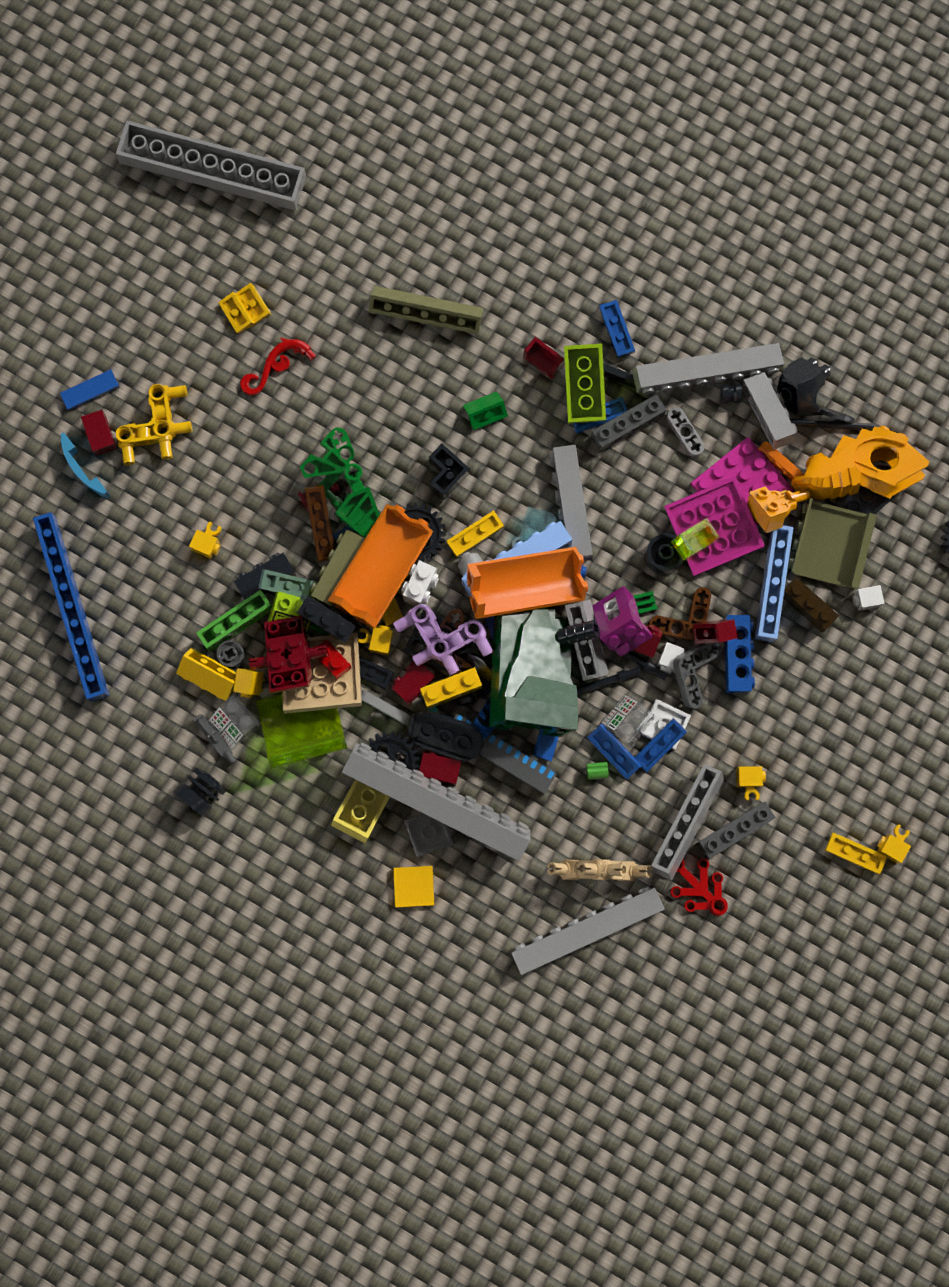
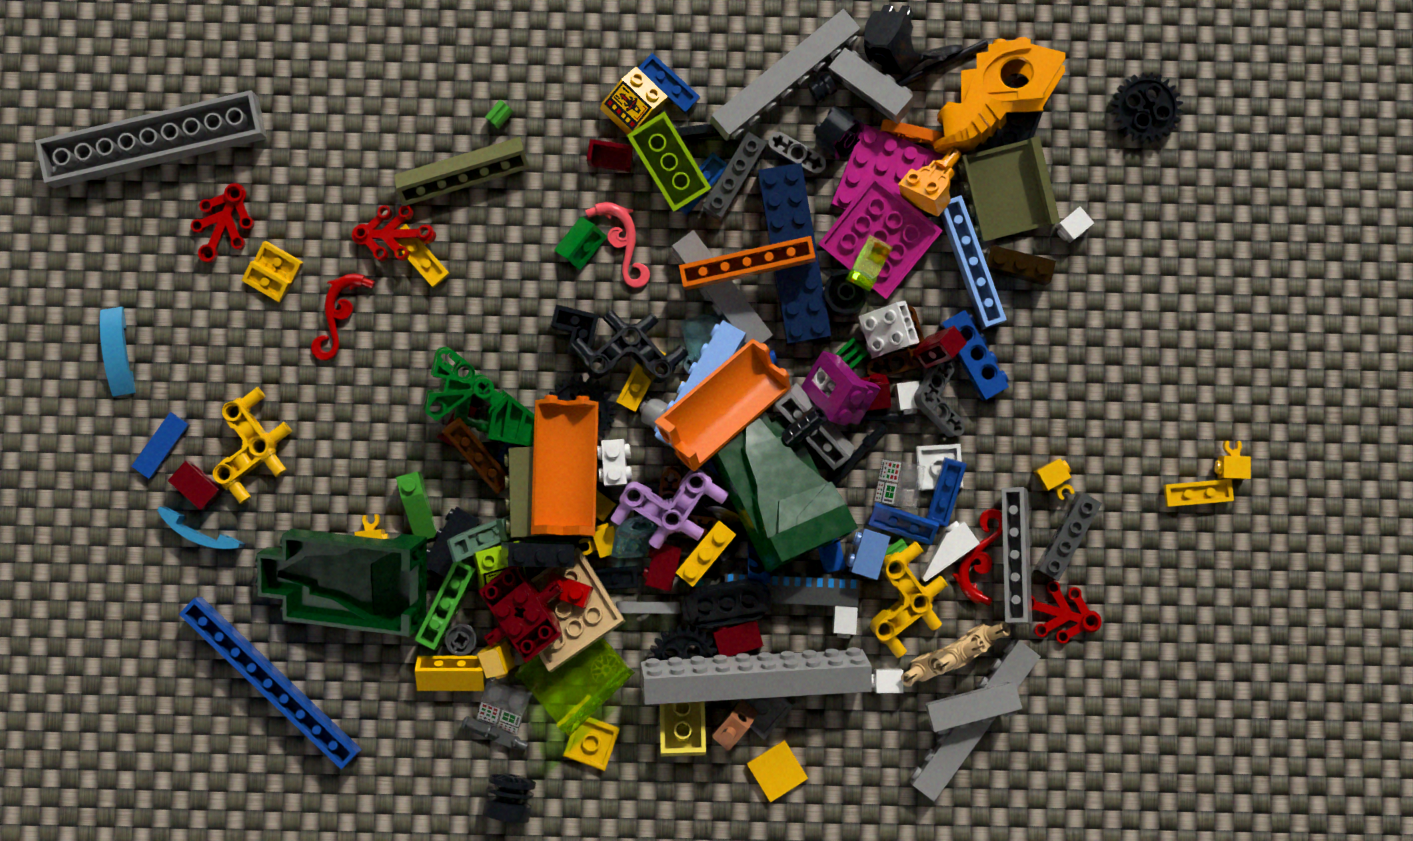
camera: 25 degrees left, 5 degrees up
(95, 304) = (115, 351): none -> dark azure slope
(171, 561) = (347, 580): none -> dark green panel
(229, 251) = (223, 220): none -> red plant
(254, 536) = (417, 504): none -> bright green slope
(285, 786) = (592, 743): none -> yellow tile
(348, 326) = (390, 233): none -> red plant
(360, 355) = (423, 260): none -> yellow plate
(399, 832) = (731, 727): none -> nougat torso
(403, 646) = (633, 537): none -> clear light blue slope
(477, 284) = (499, 114): none -> bright green piece
(487, 511) = (641, 350): none -> black pin
(518, 396) = (622, 213): none -> coral plant
(528, 800) = (844, 621): none -> white brick
(535, 863) = (887, 681): none -> white brick
(577, 755) = (868, 553): none -> medium blue brick
(578, 817) = (904, 611): none -> yellow pin
(583, 326) = (633, 101): none -> yellow piece
(591, 916) = (973, 706): none -> light grey brick
(602, 488) = (747, 263): none -> orange brick
(641, 504) = (800, 286): none -> dark blue brick
(645, 788) = (952, 546): none -> white slope
(658, 804) = (962, 578): none -> red plant
(682, 598) = (888, 329): none -> white brick
(724, 432) = (838, 133): none -> black brick

